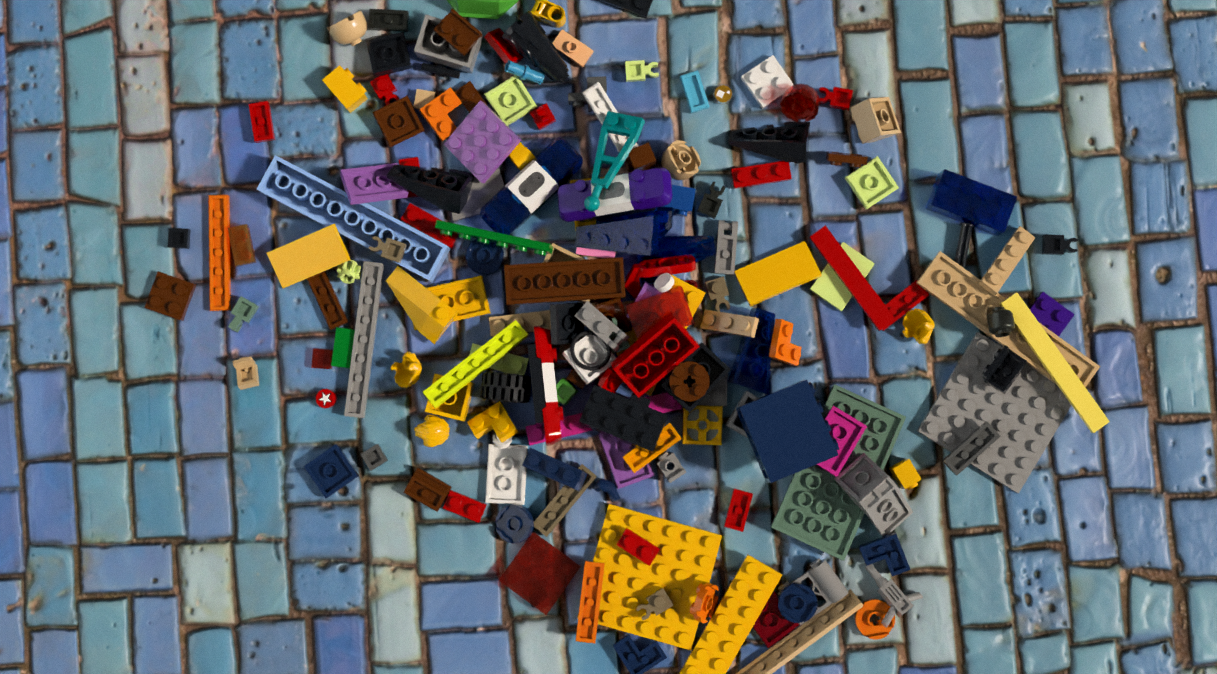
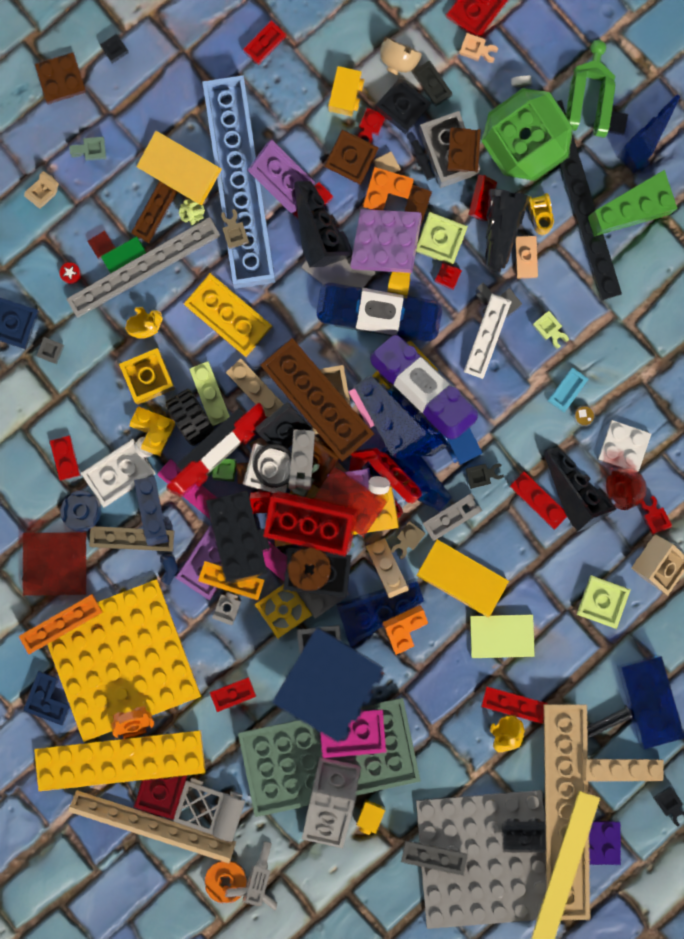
camera: 60 degrees right, 0 degrees up
(219, 253) = (127, 91): orange tile -> none
(242, 245) = (147, 105): clear orange plate -> none
(424, 308) = (207, 298): yellow wedge -> none
(426, 223) = (282, 251): red plate -> none
(427, 489) = (56, 416): reddish brown plate -> none
(433, 431) = (108, 383): yellow hair -> none
(475, 364) = (190, 376): neon yellow plate -> none
(484, 258) = (291, 316): dark blue tile -> none
(500, 239) = (312, 320): green plate -> none
(524, 72) = (473, 232): dark azure pin -> none
(620, 125) = (487, 347): teal plate -> none
(638, 546) = (138, 630): red plate -> none
(640, 158) = (472, 386): reddish brown brick -> none
(658, 603) = (102, 682): dark tan plate -> none
(680, 160) = (497, 422): tan cylinder -> none
(797, 602) = (190, 803): dark blue tile -> none
(837, 158) = (611, 571): reddish brown plate -> none
(852, 278) = (506, 645): red tile -> none
(886, 548) = (294, 848): dark blue plate -> none
(1000, 322) = (562, 802): pearl dark grey head -> none

